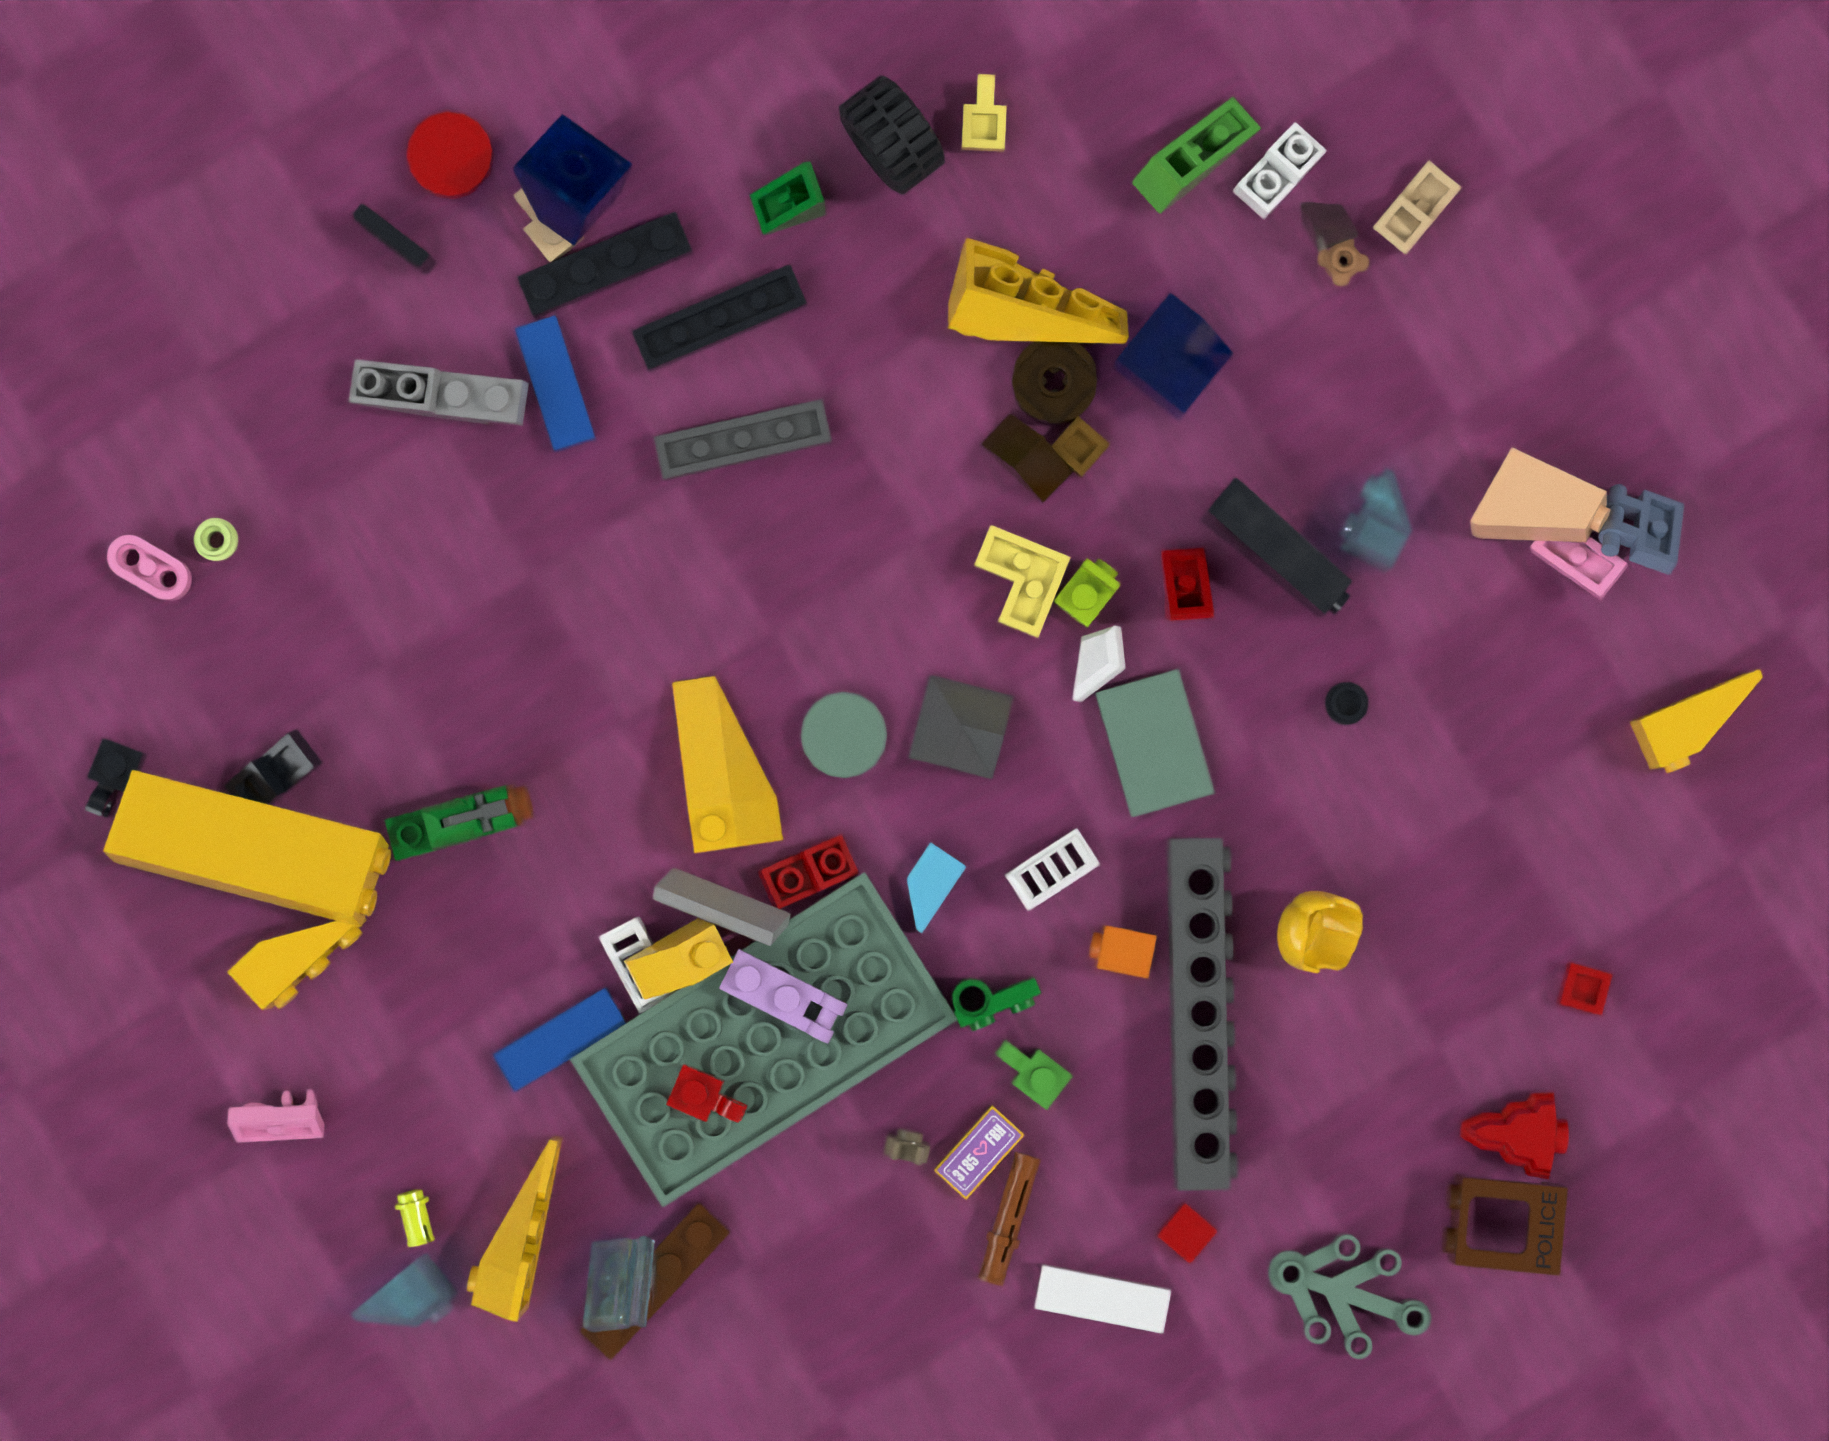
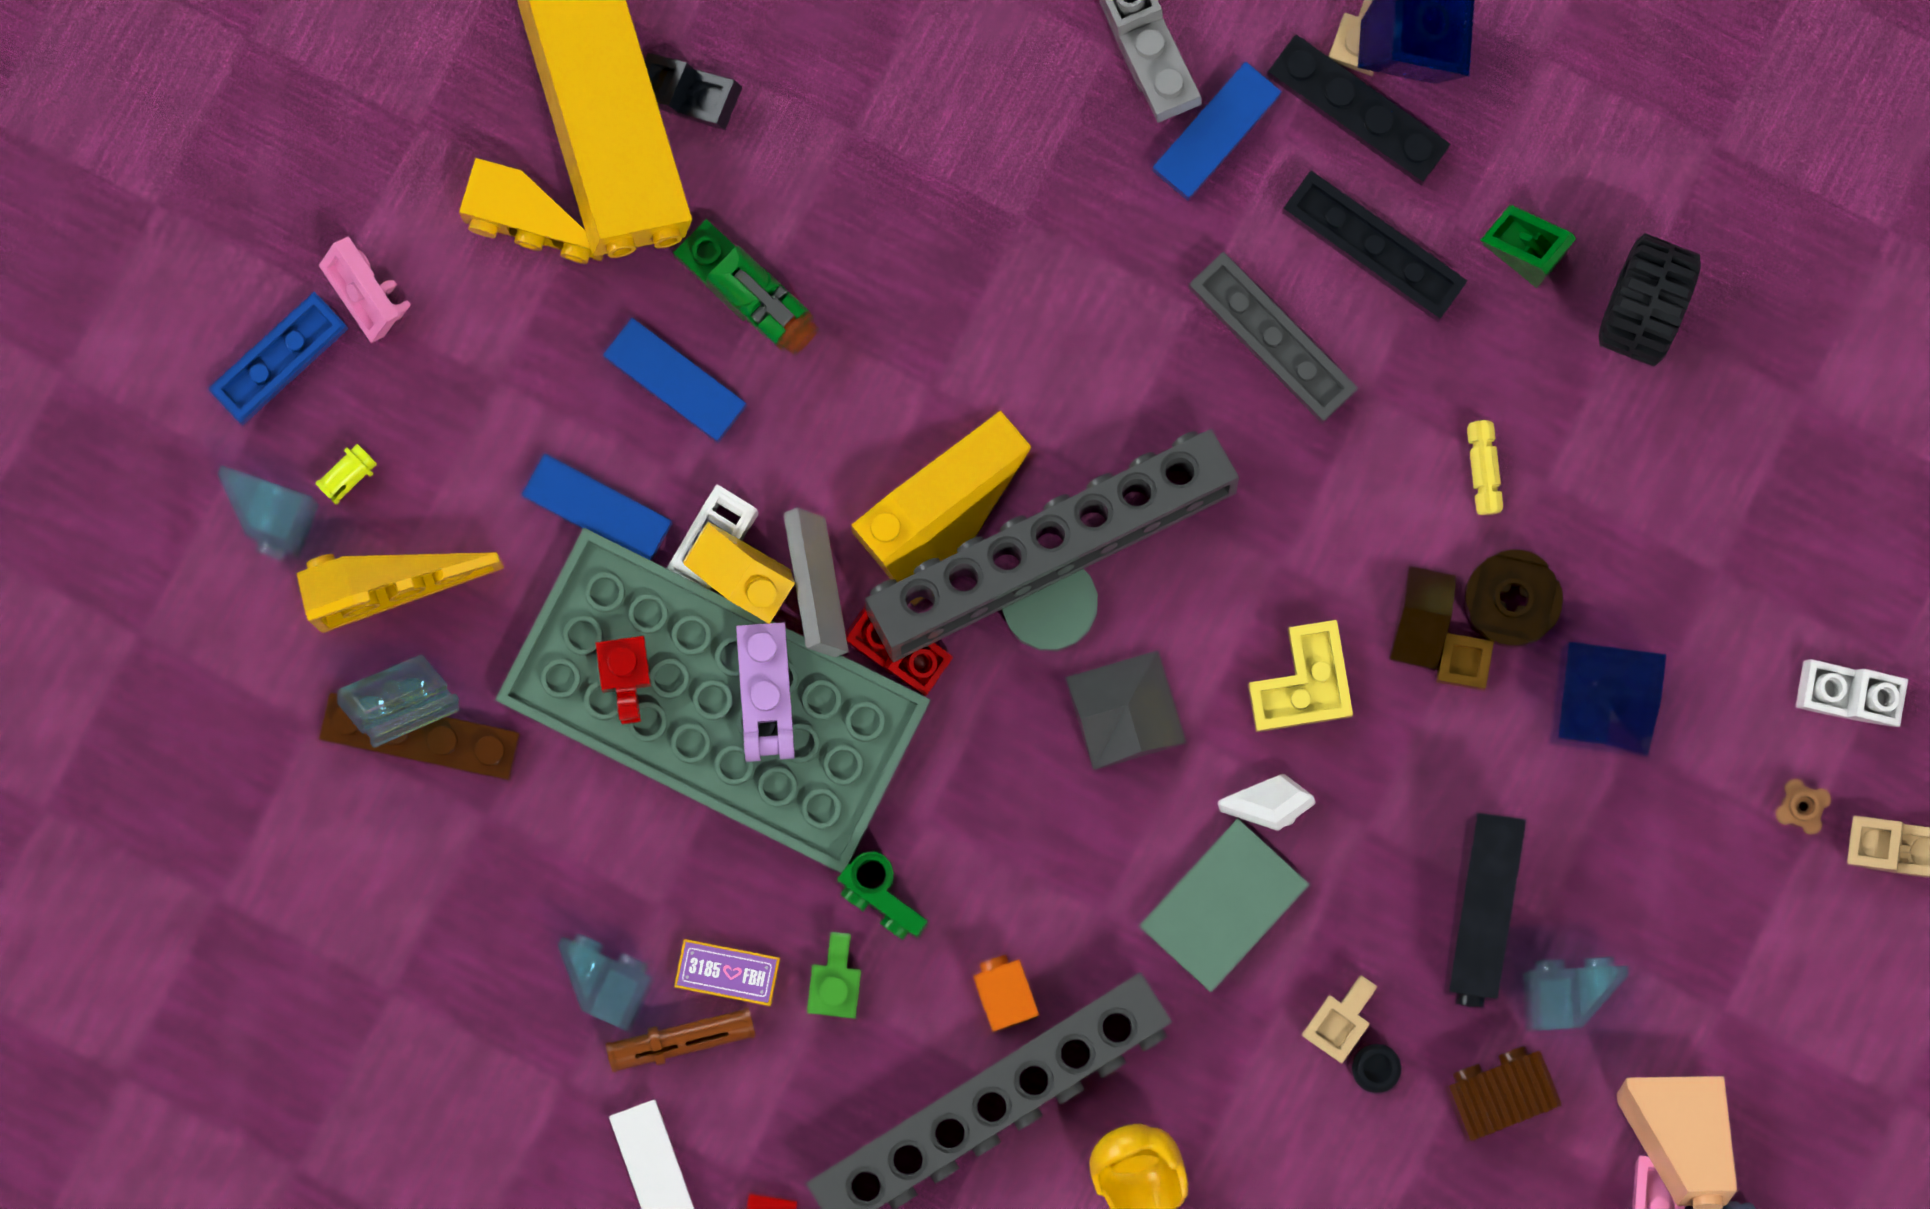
camera: 60 degrees right, 5 degrees down
(291, 1217) = (278, 358): none -> blue tile
(496, 919) = (674, 380): none -> blue tile
(803, 860) = (1039, 567): none -> dark grey brick
(907, 1146) = (693, 898): dark tan plate -> none
(931, 883) = (958, 772): medium azure tile -> none
(931, 1254) = (604, 986): none -> clear light blue slope
(940, 339) = (1485, 467): none -> light yellow axle
(984, 122) = (1719, 383): light yellow plate -> none
(1011, 303) = (1563, 512): yellow wedge -> none
(1022, 890) = (1017, 887): white slope -> none
(1088, 591) = (1330, 753): lime bracket -> none
(1186, 584) = (1396, 841): red slope -> none
(1195, 155) = (1814, 602): bright green slope -> none
(1297, 712) = (1337, 1025): none -> tan plate
(1327, 224) = (1829, 769): clear smoke slope -> none
(1423, 620) = (1502, 1094): none -> reddish brown brick

